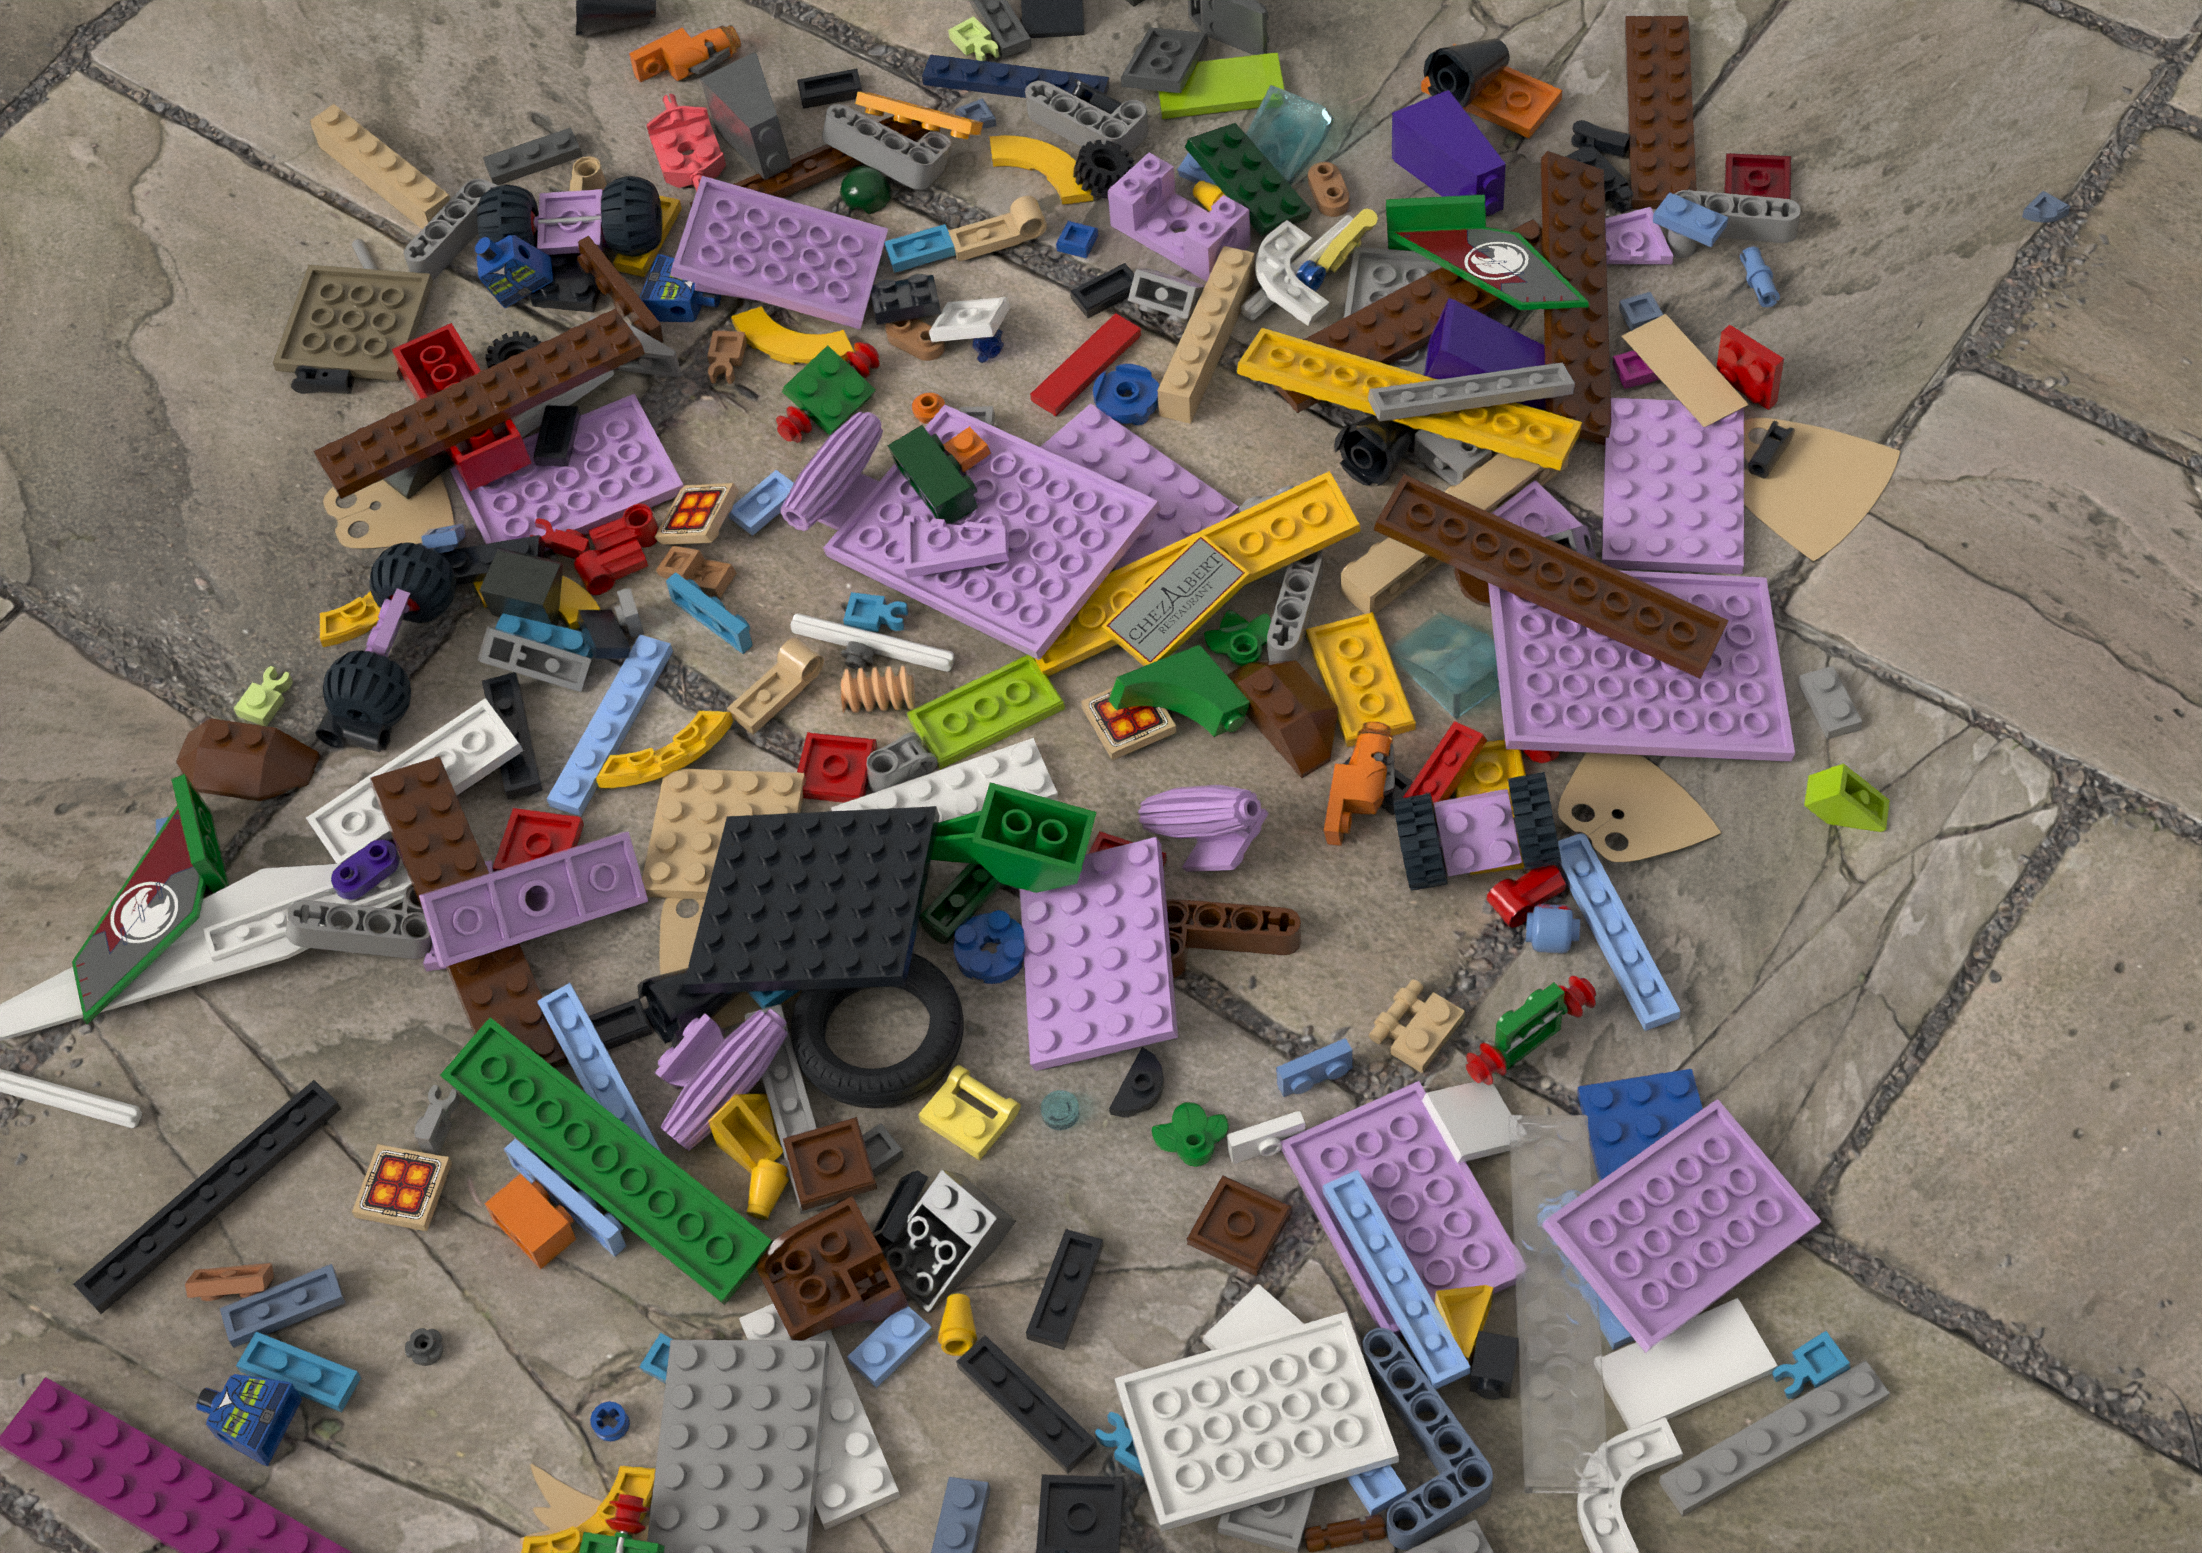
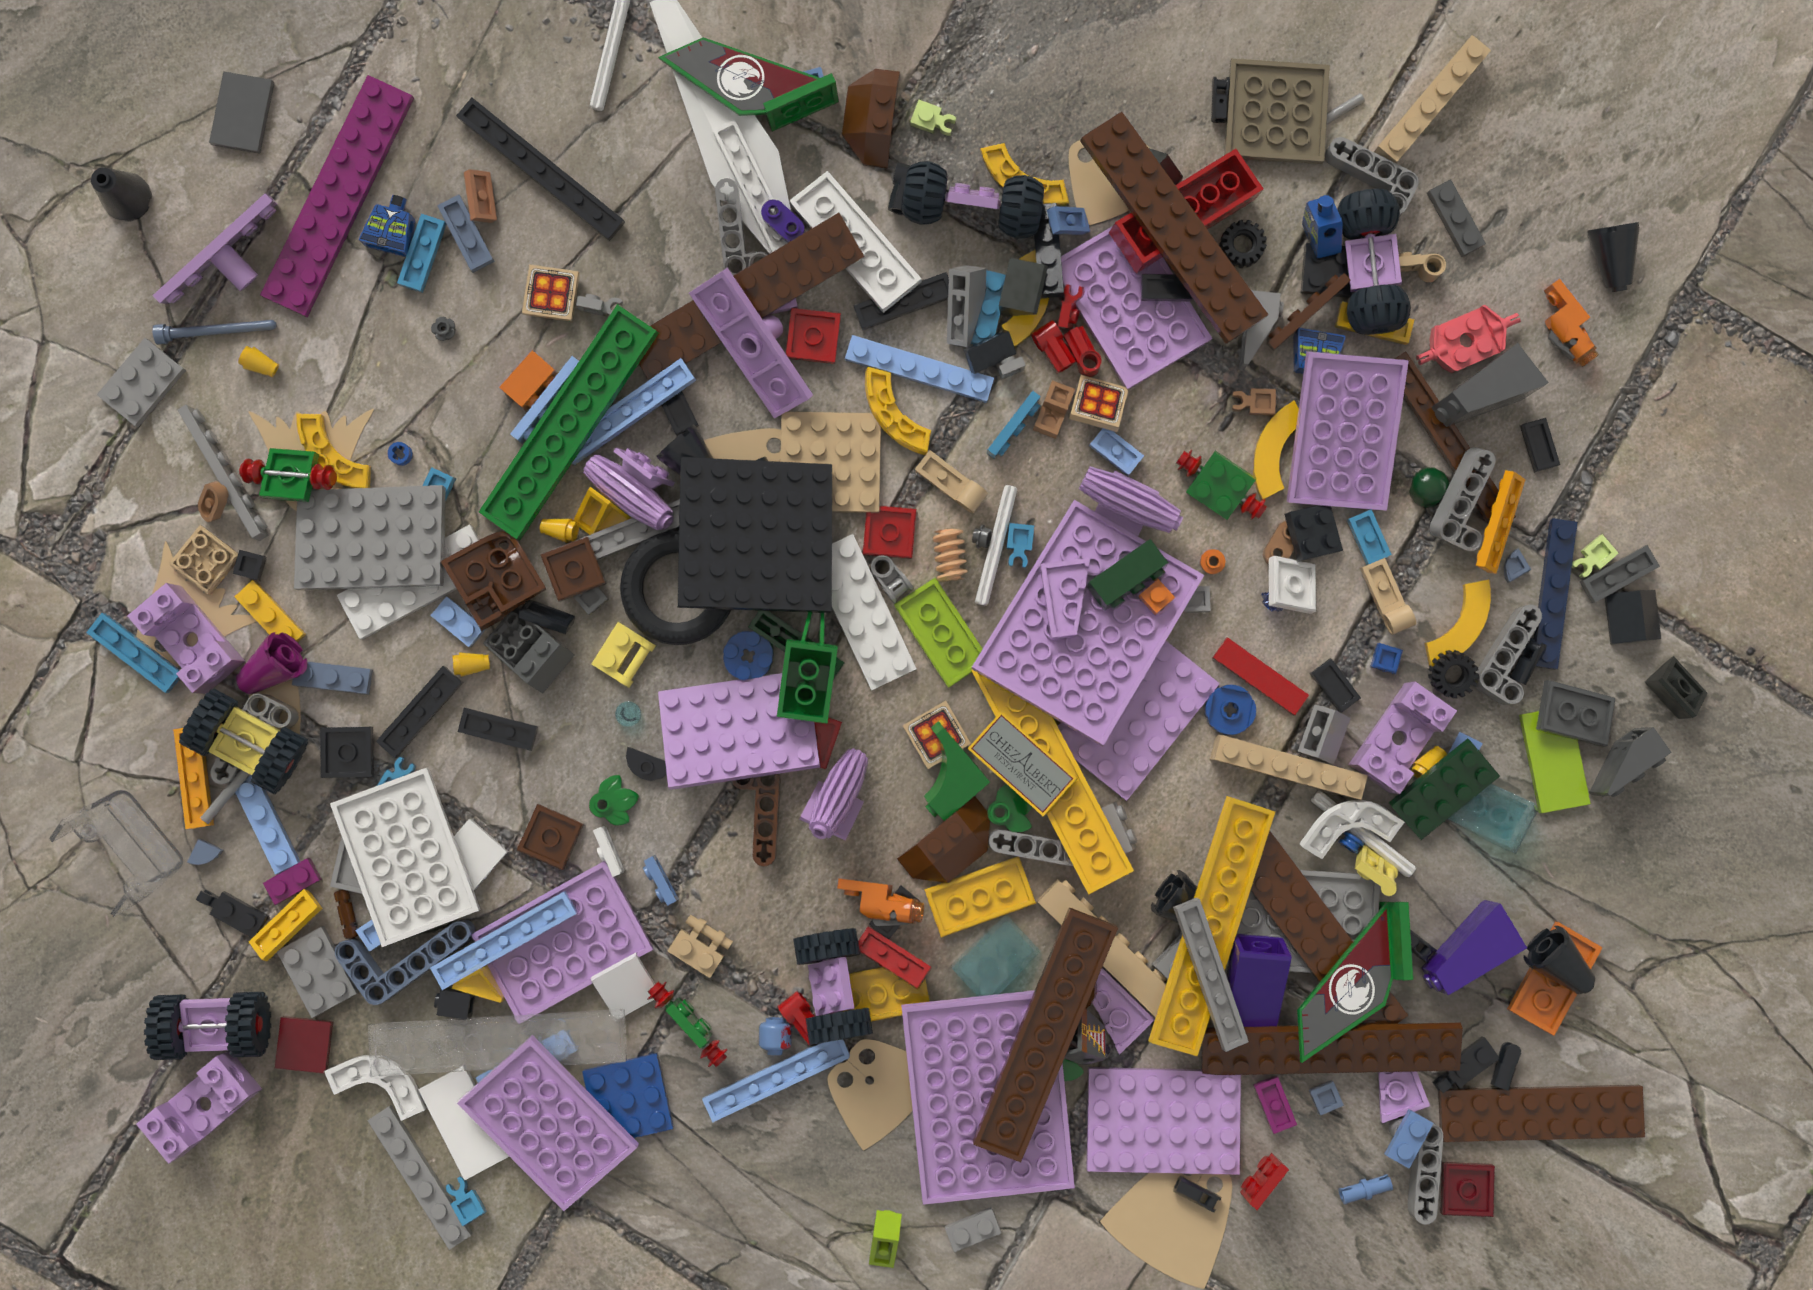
camera: 75 degrees right, 30 degrees up
(1328, 189) = (1447, 851): medium nougat plate -> none
(1685, 370) = (1265, 1131): tan sticker -> none

